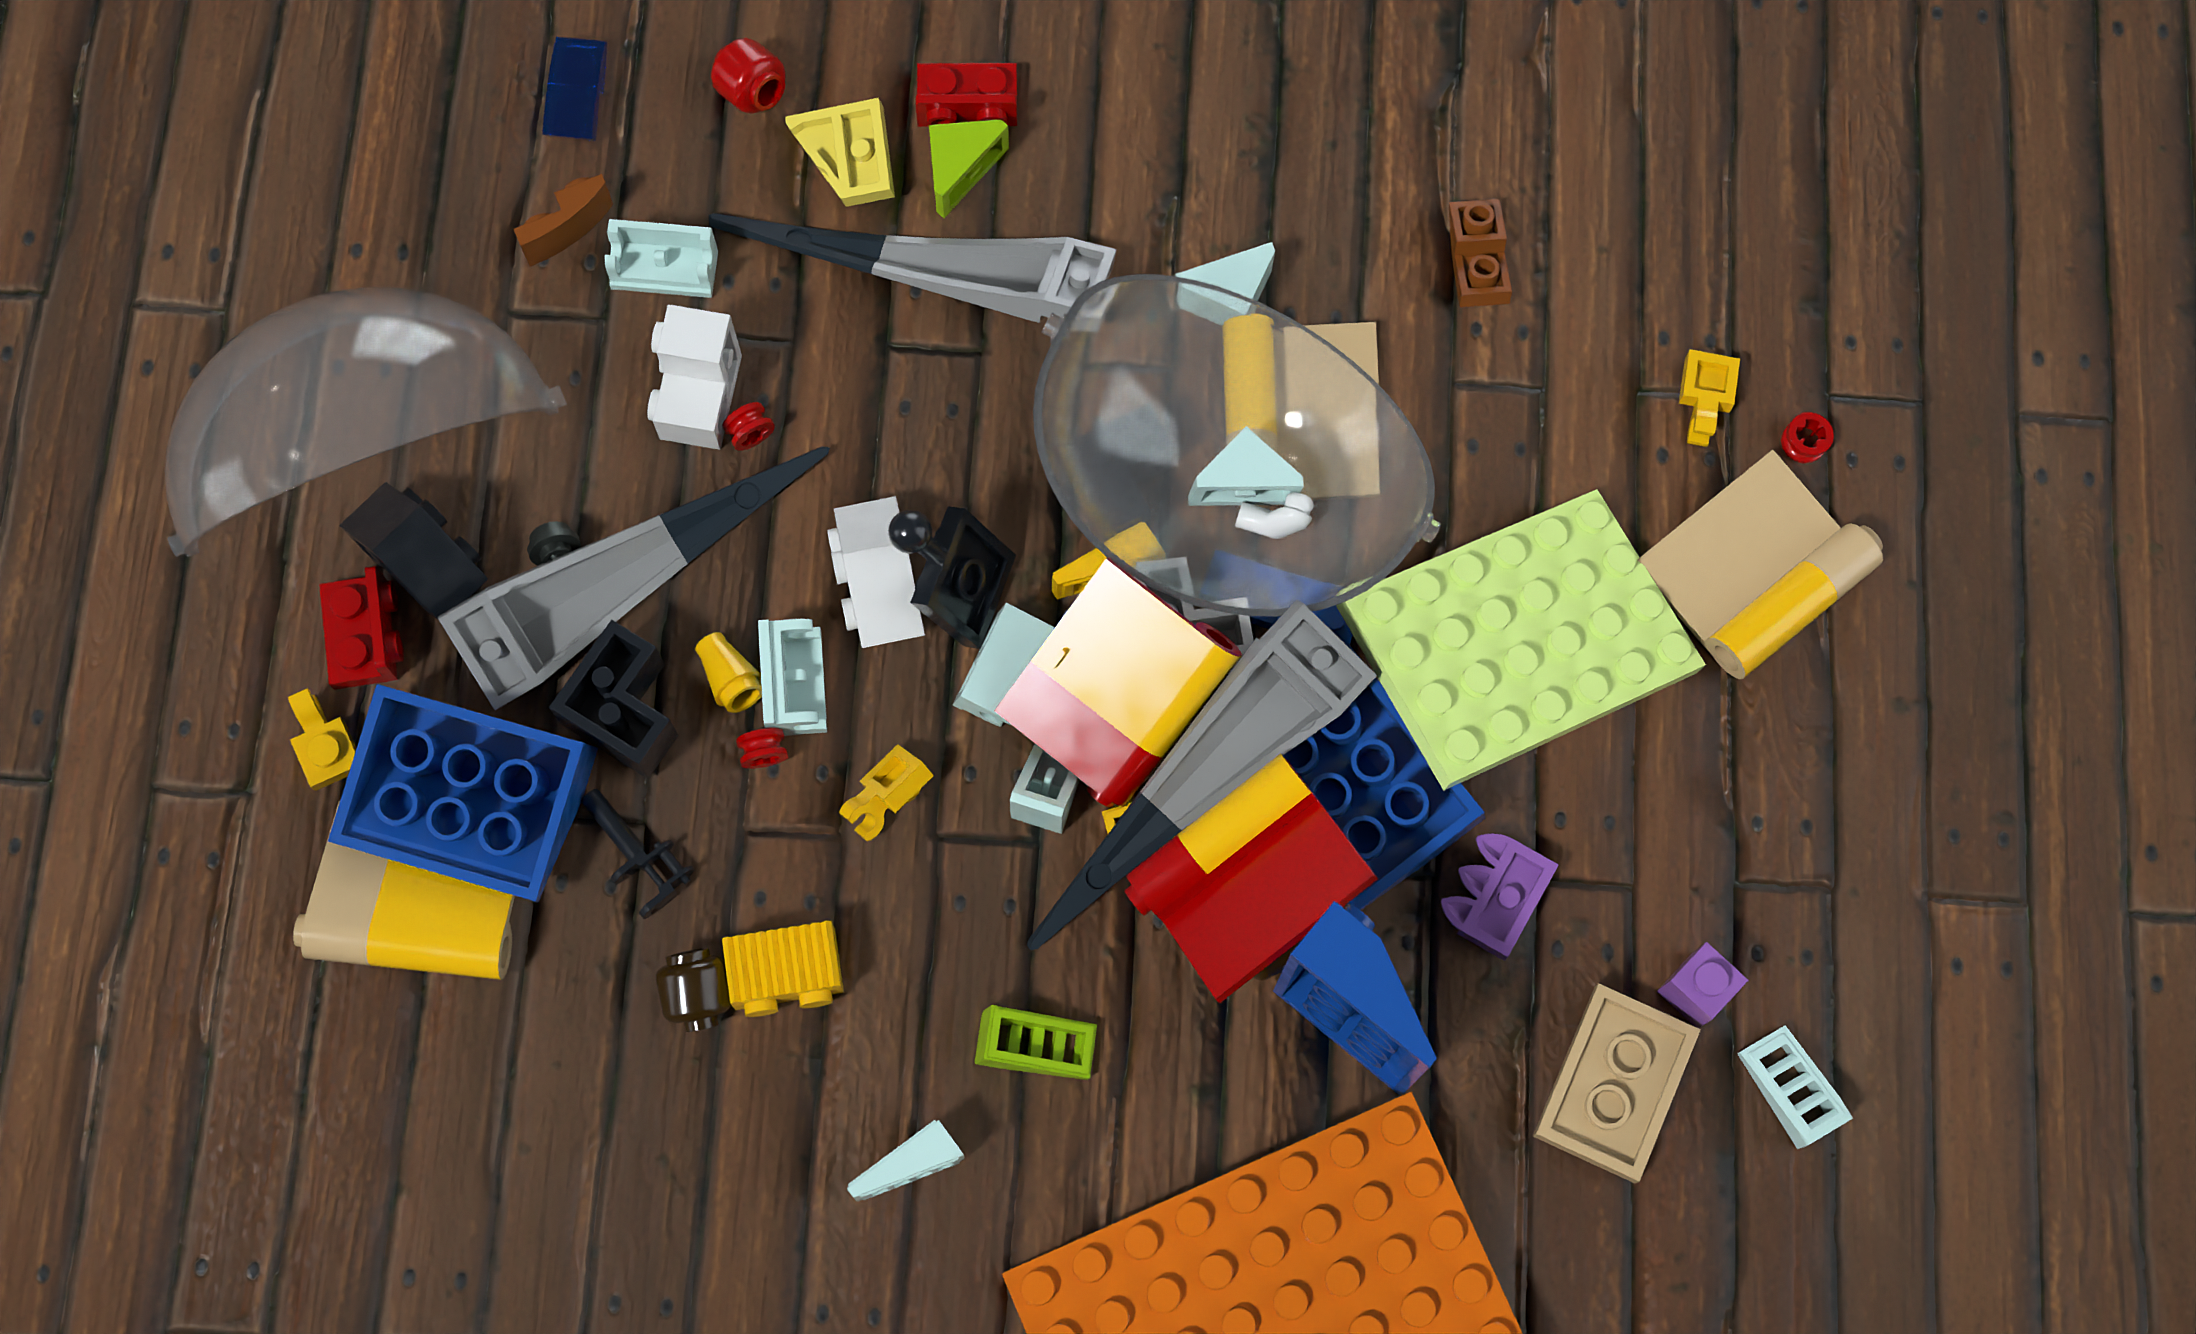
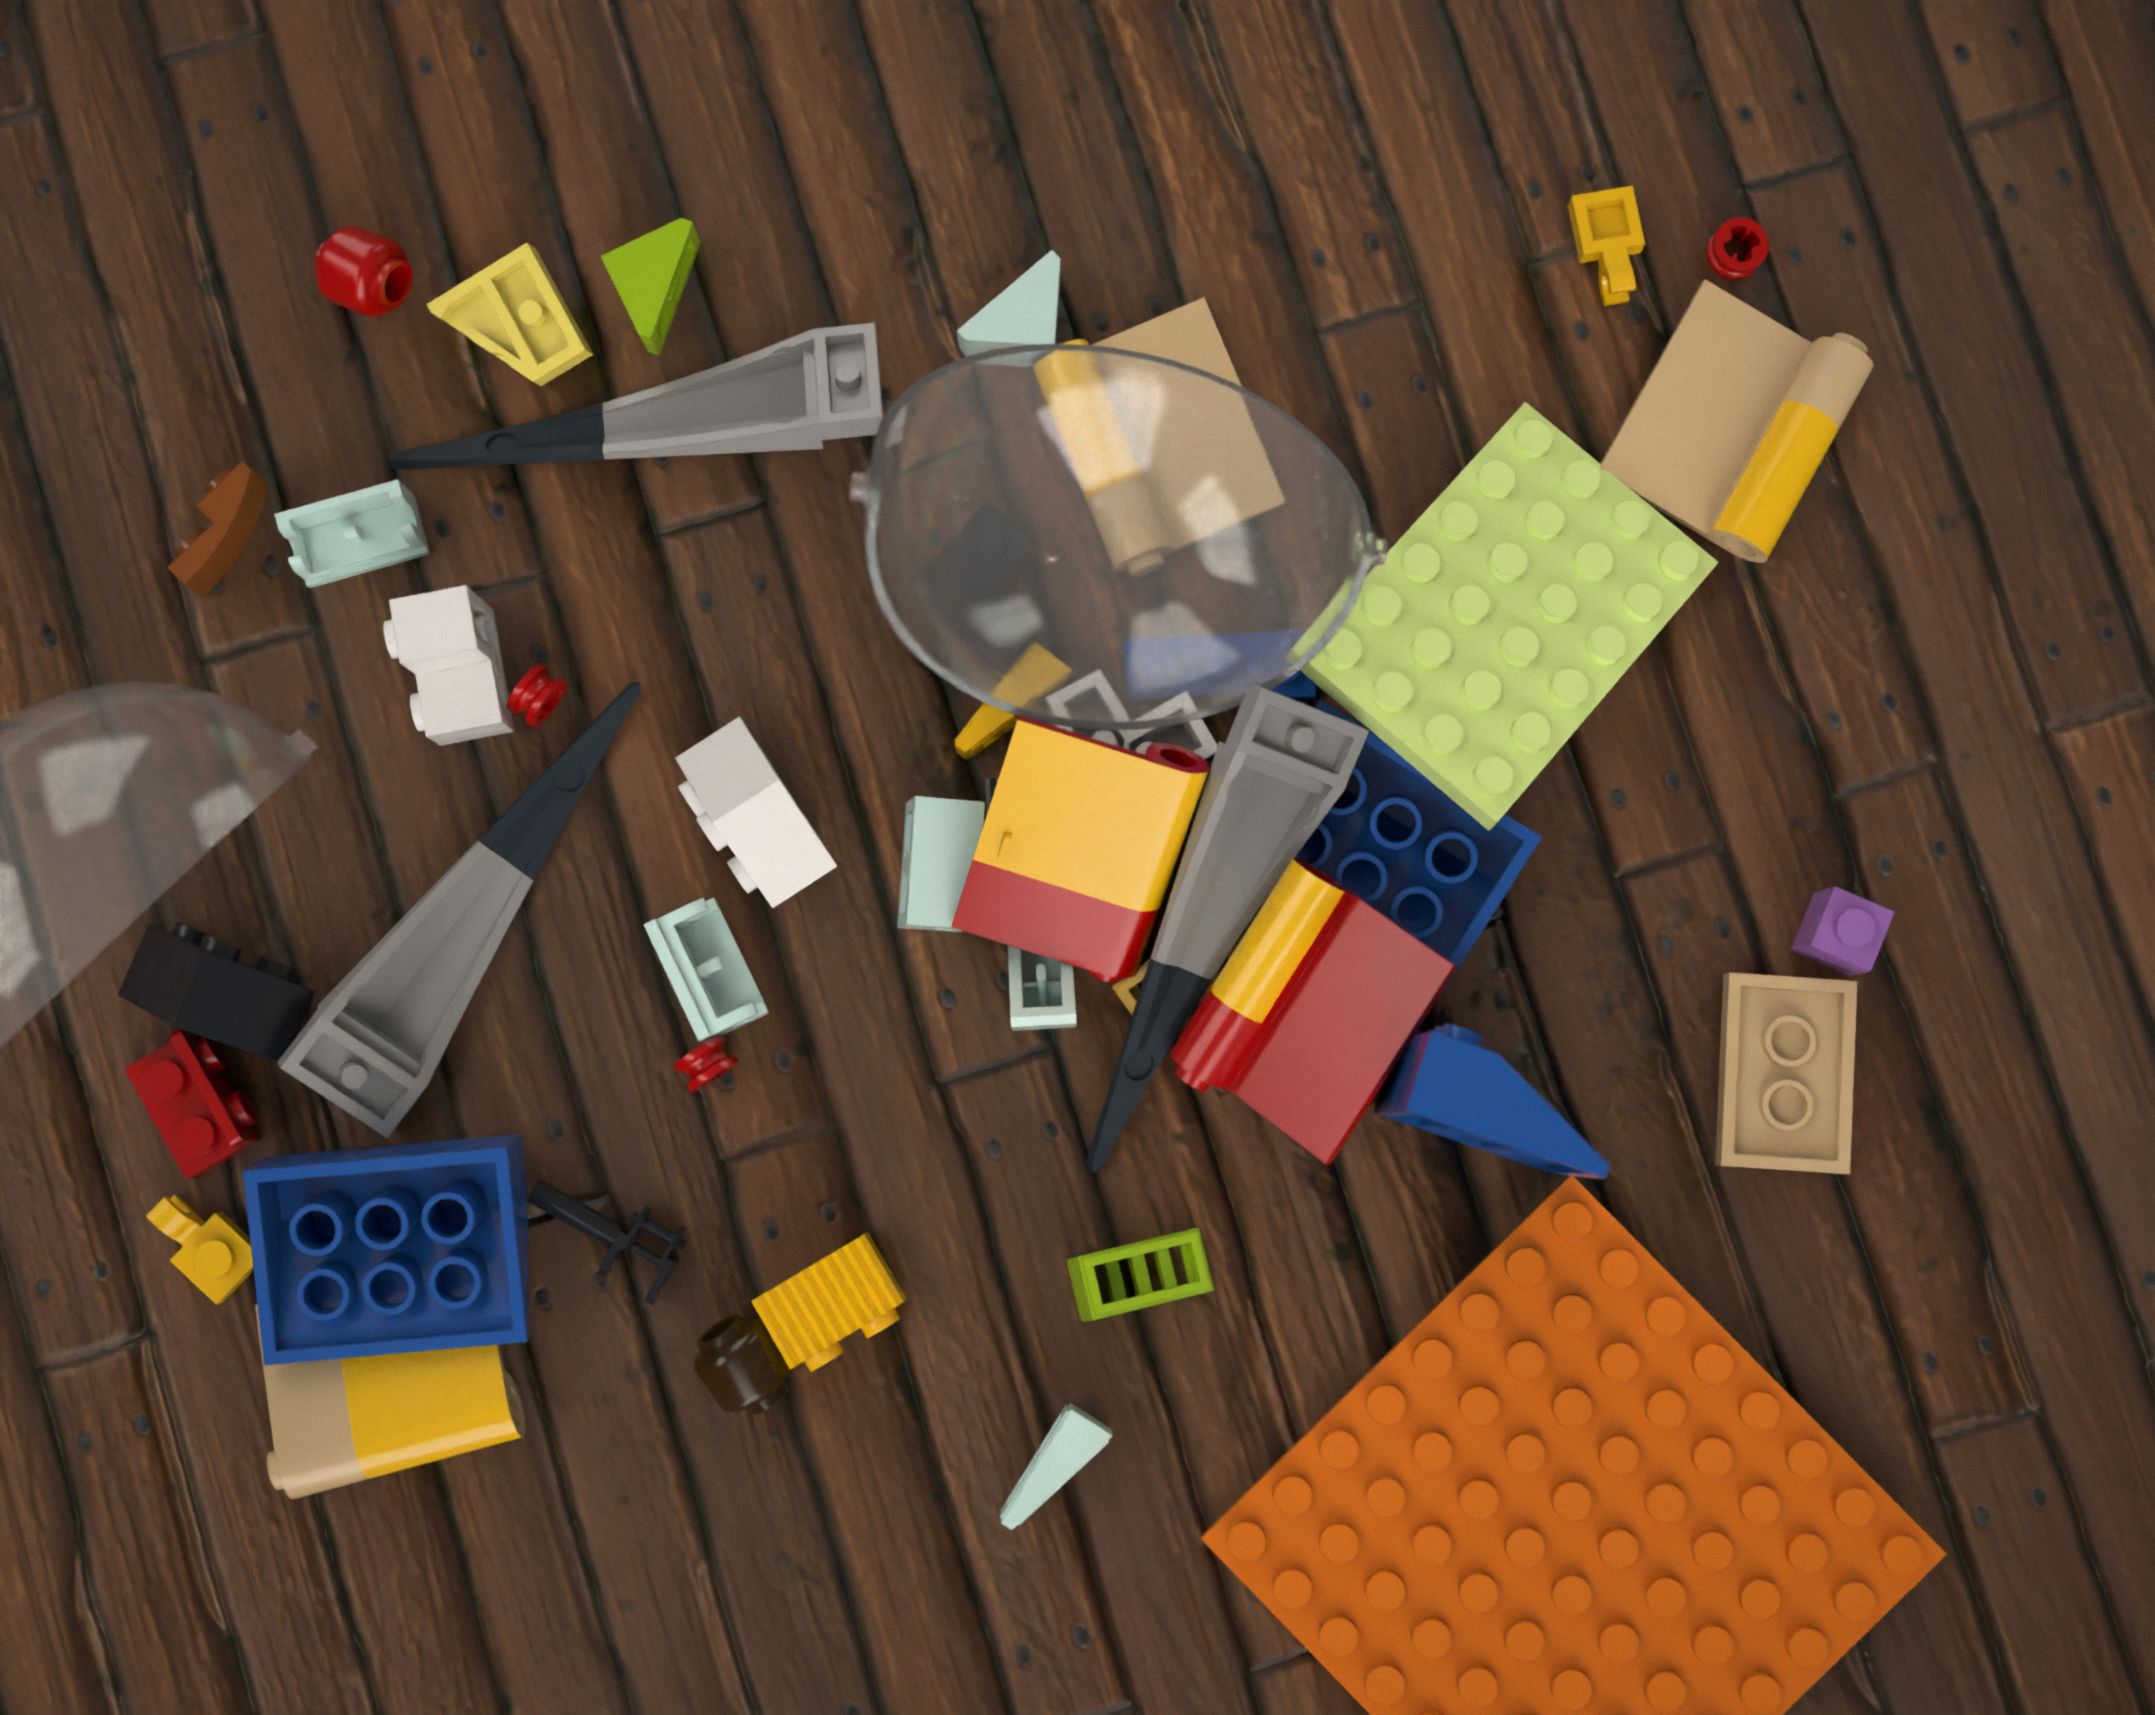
camera: 20 degrees left, 10 degrees up
(551, 542) = (370, 919): pearl dark grey plate -> none
(574, 88) = (164, 362): clear blue slope -> none
(605, 703) = (505, 1079): black brick -> none
(730, 675) = (636, 994): yellow cone -> none
(887, 785) = (865, 1051): yellow plate -> none
(961, 573) = (850, 782): black plate -> none
(966, 93) = (626, 196): red bracket -> none
(1245, 473) = (1135, 547): light aqua slope -> none
(1279, 522) = (1188, 591): white arm -> none
(1479, 253) = (1289, 166): dark orange slope -> none
(1502, 894) = (1588, 911): medium lavender plate -> none
(1822, 1092) = (2033, 1016): light aqua slope -> none

